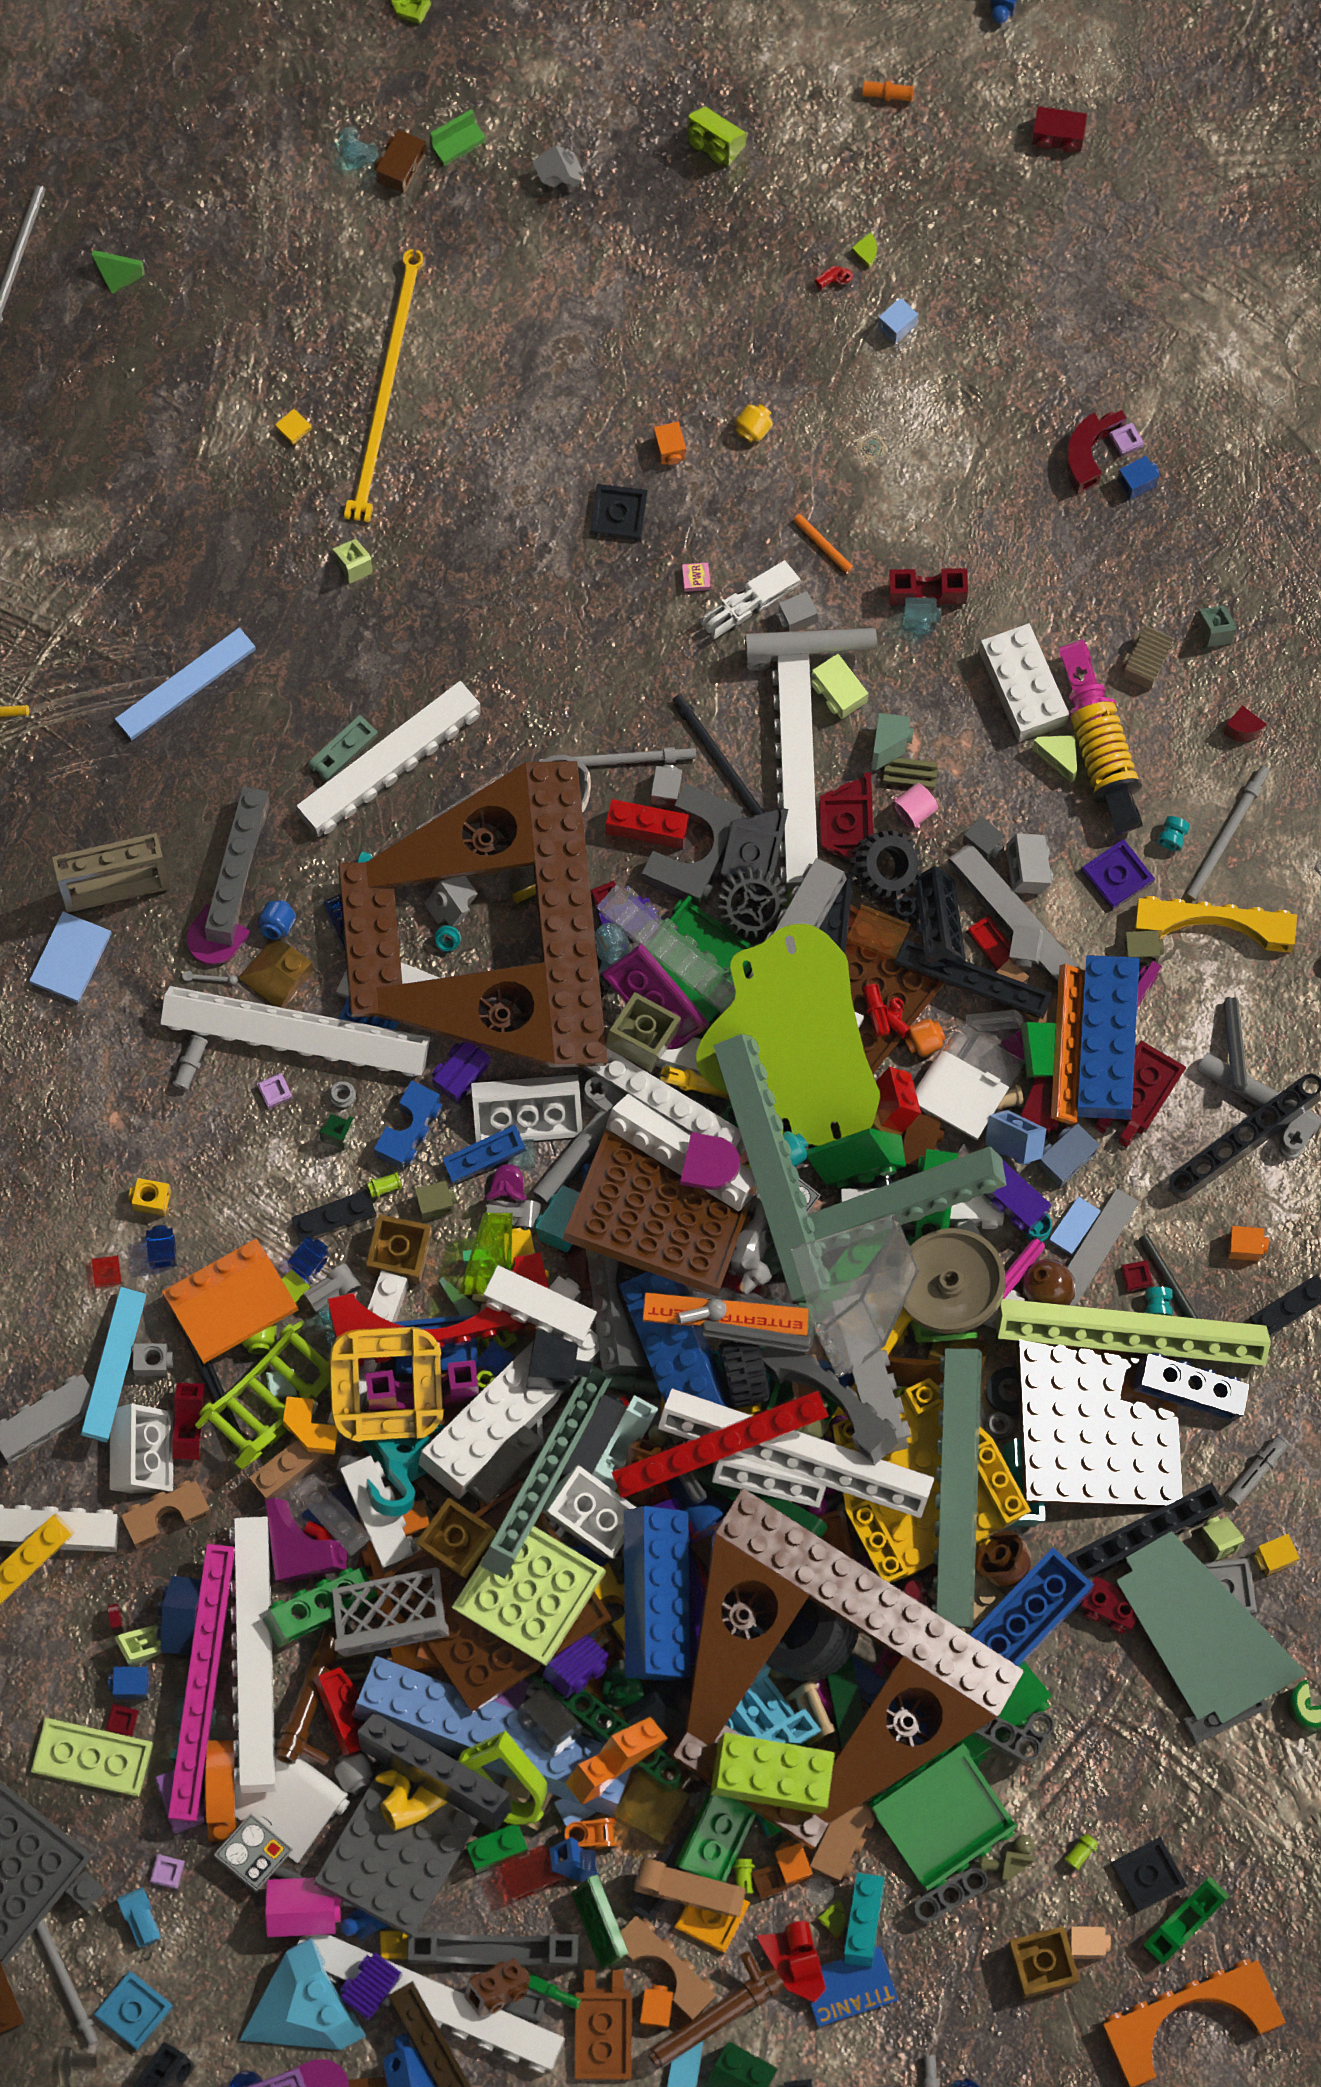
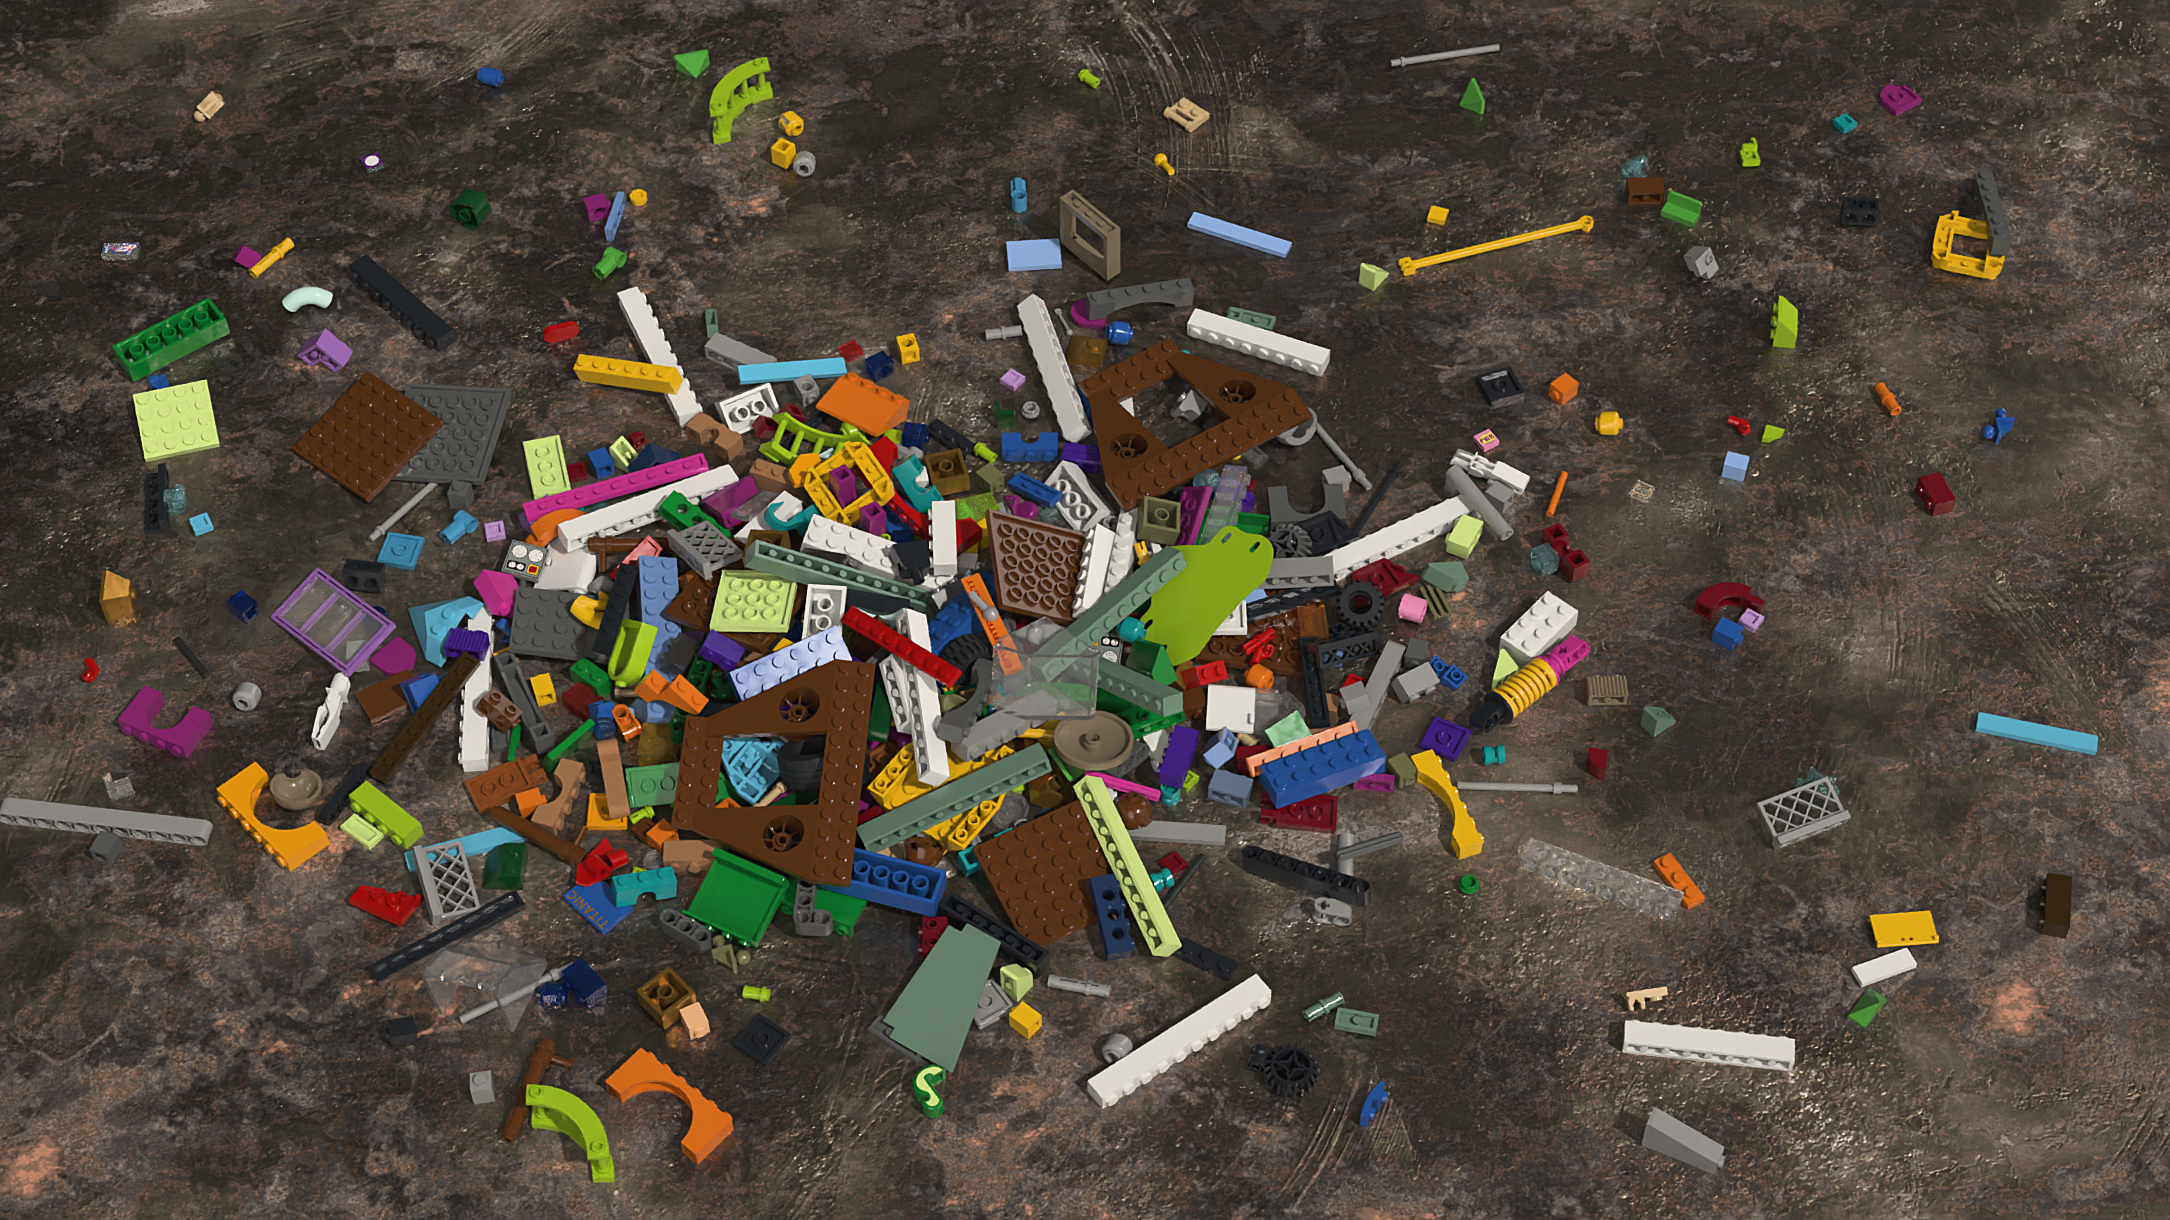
camera: 65 degrees right, 20 degrees down
(402, 1299) = (906, 473): none -> teal arch
(444, 943) = (1162, 417): teal plate -> none
(478, 1917) = (543, 689): none -> yellow brick
(647, 824) = (1303, 480): red brick -> none
(709, 1162) = (1089, 579): magenta tile -> none
(756, 1336) = (983, 636): dark grey axle -> none
(772, 1773) = (702, 769): lime brick -> none
(966, 2054) = (584, 983): none -> clear blue brick
(1026, 820) = (1448, 676): none -> blue slope
(1074, 1226) = (1185, 813): light blue tile -> none
(1186, 1920) = (735, 1070): green arch -> none
(1247, 1243) = (1233, 912): orange brick -> none

